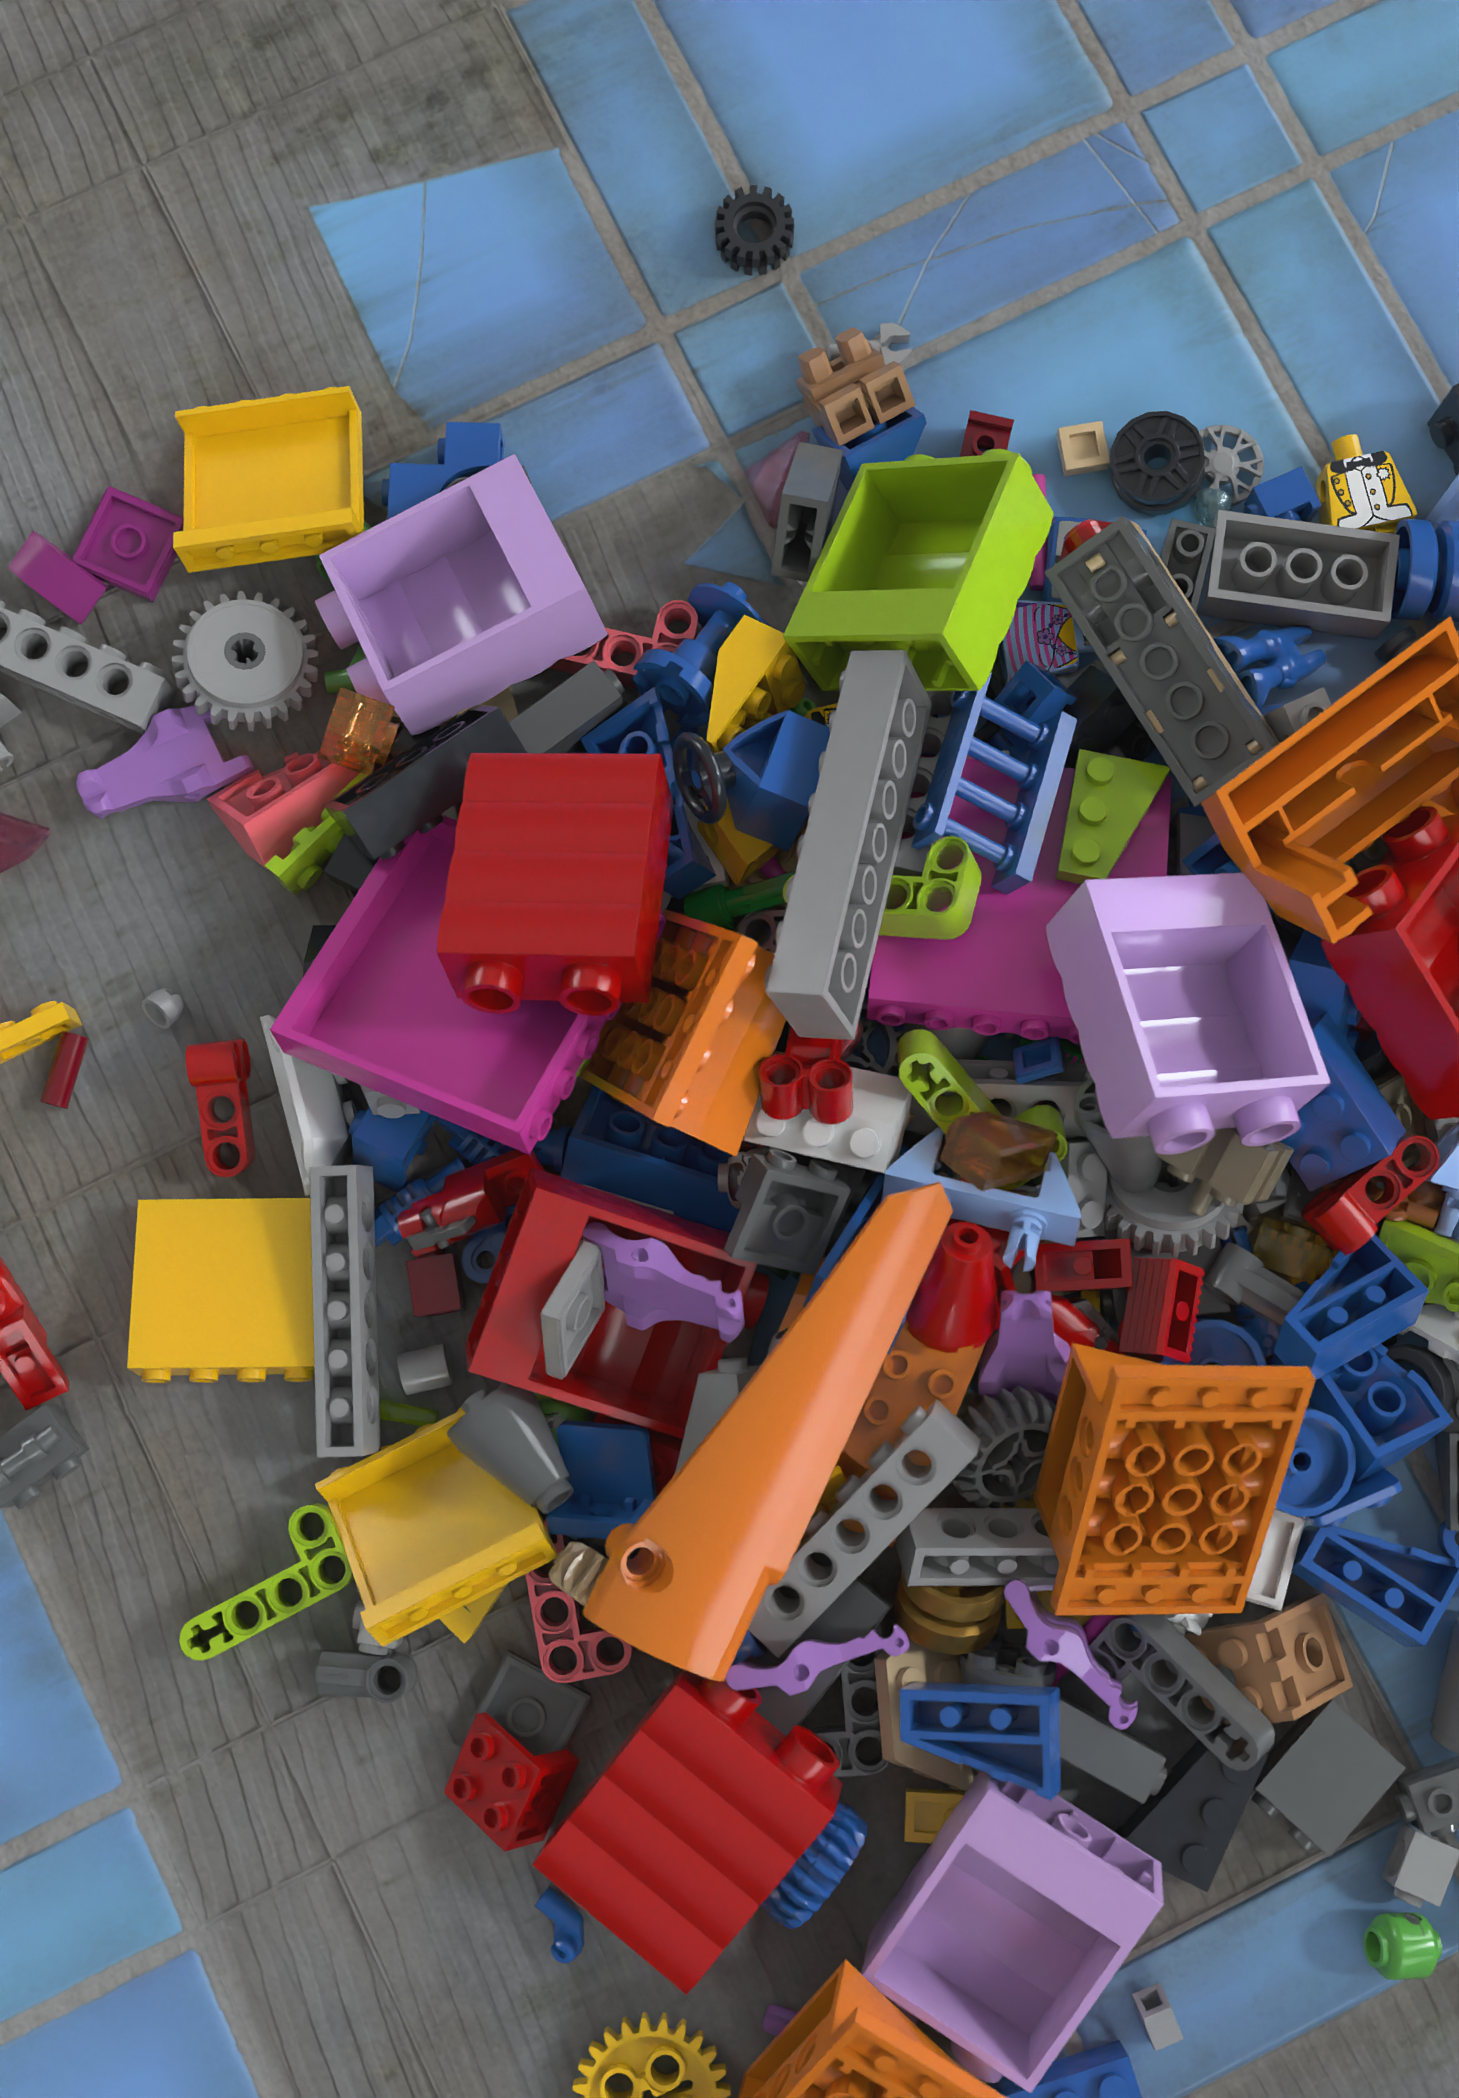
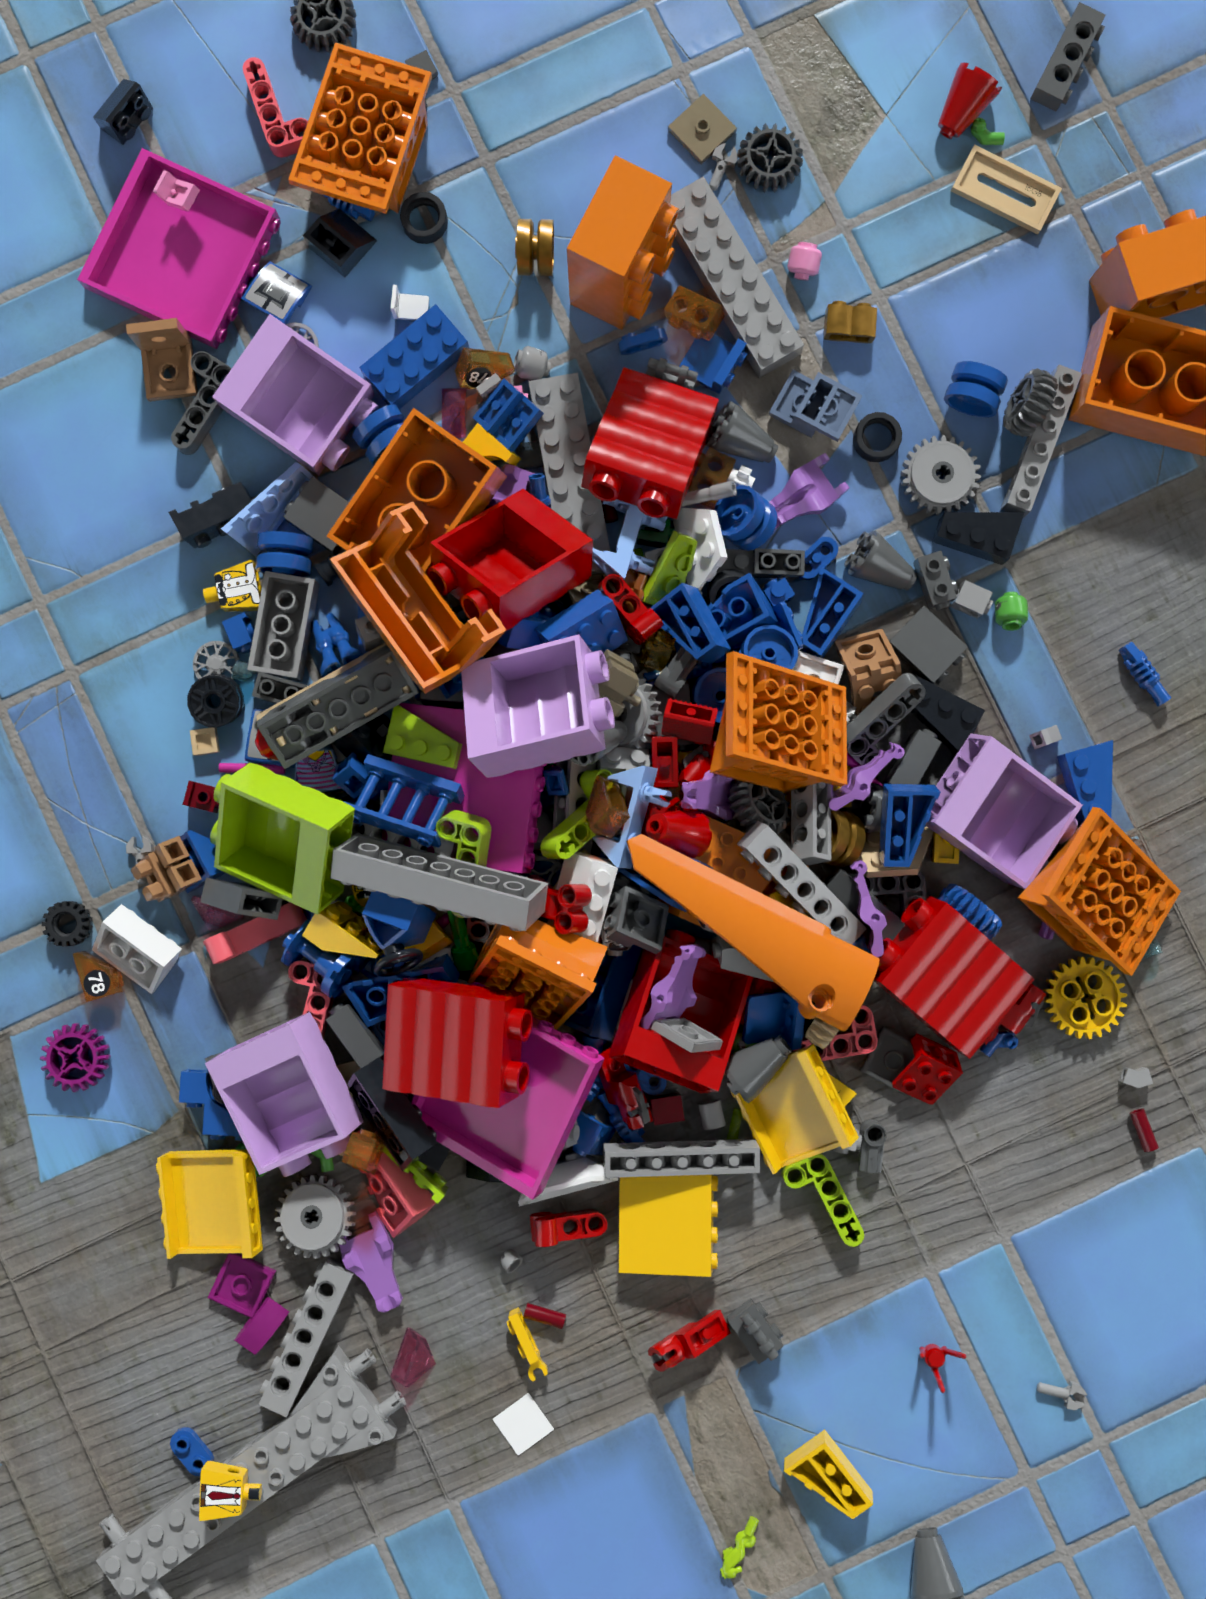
camera: 90 degrees left, 5 degrees up
(516, 228) = (57, 1047): none -> magenta gear
(620, 1970) = (1022, 1013): none -> red plate
(662, 281) = (97, 977): none -> clear orange slope
(714, 345) = (136, 948): none -> white slope
(723, 501) = (253, 934): none -> coral beam
(1418, 1481) = (778, 591): none -> blue brick

